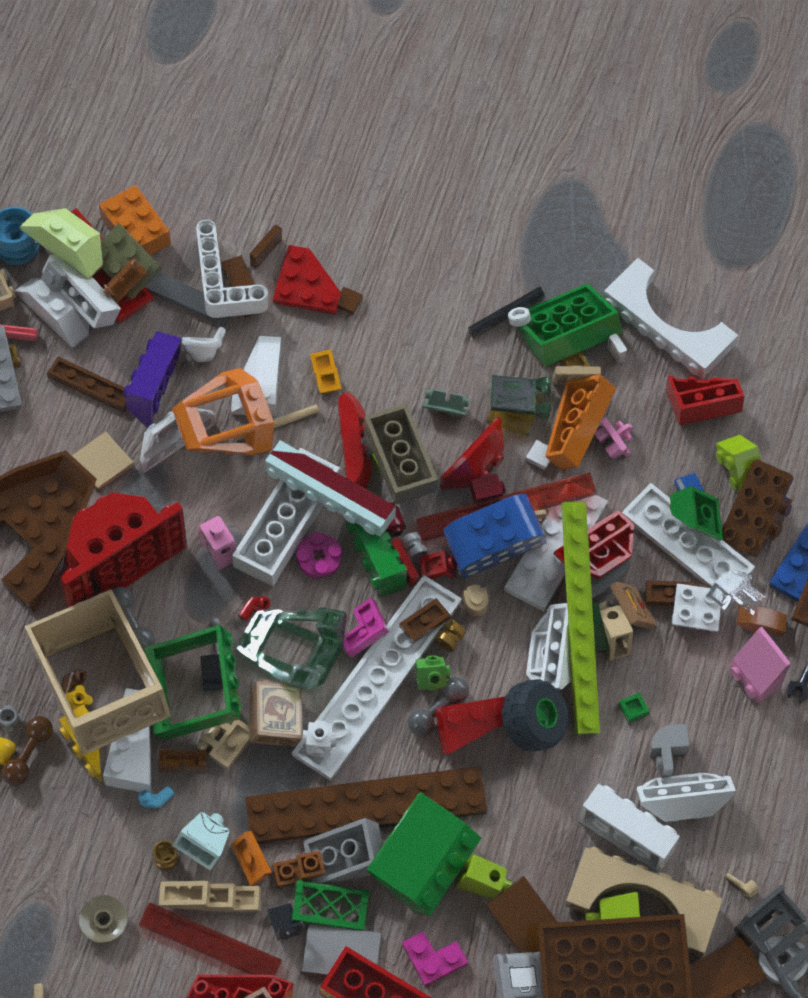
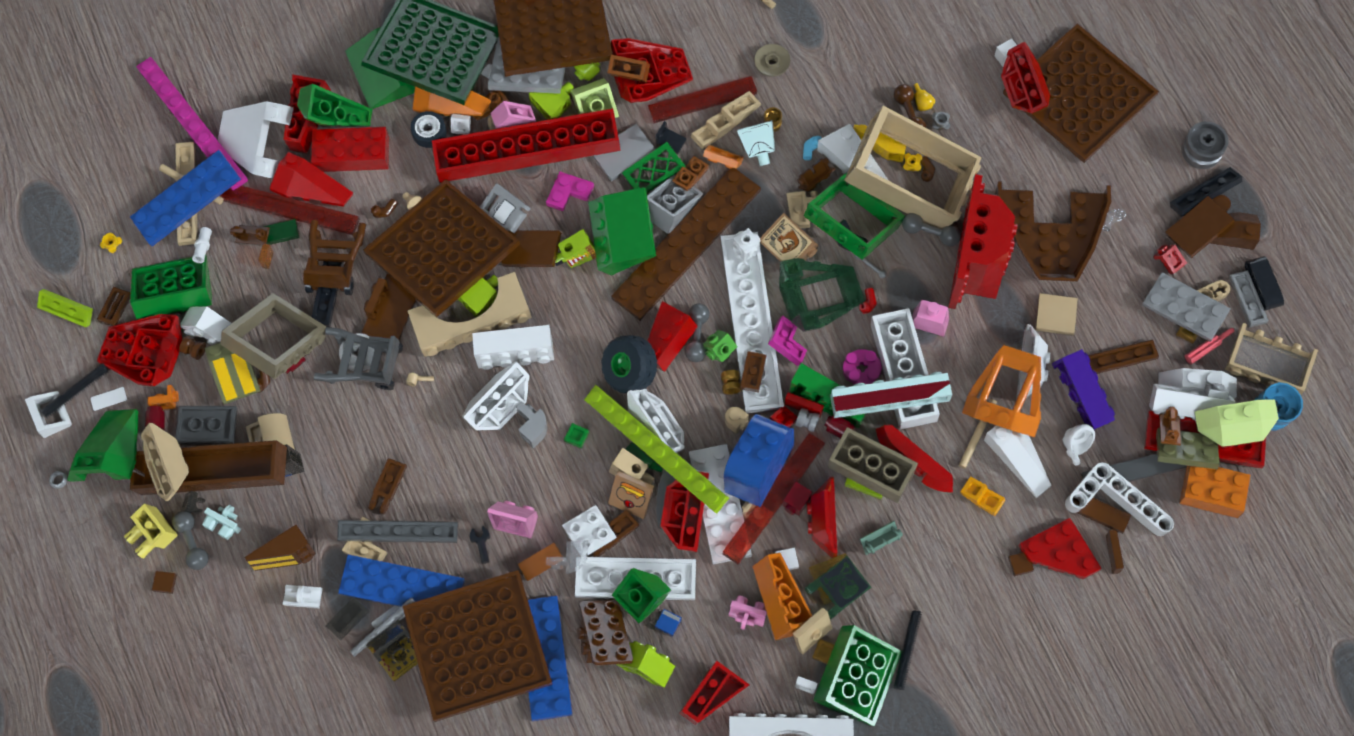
camera: 145 degrees right, 5 degrees up
(519, 316) = (894, 648): white tile -> none

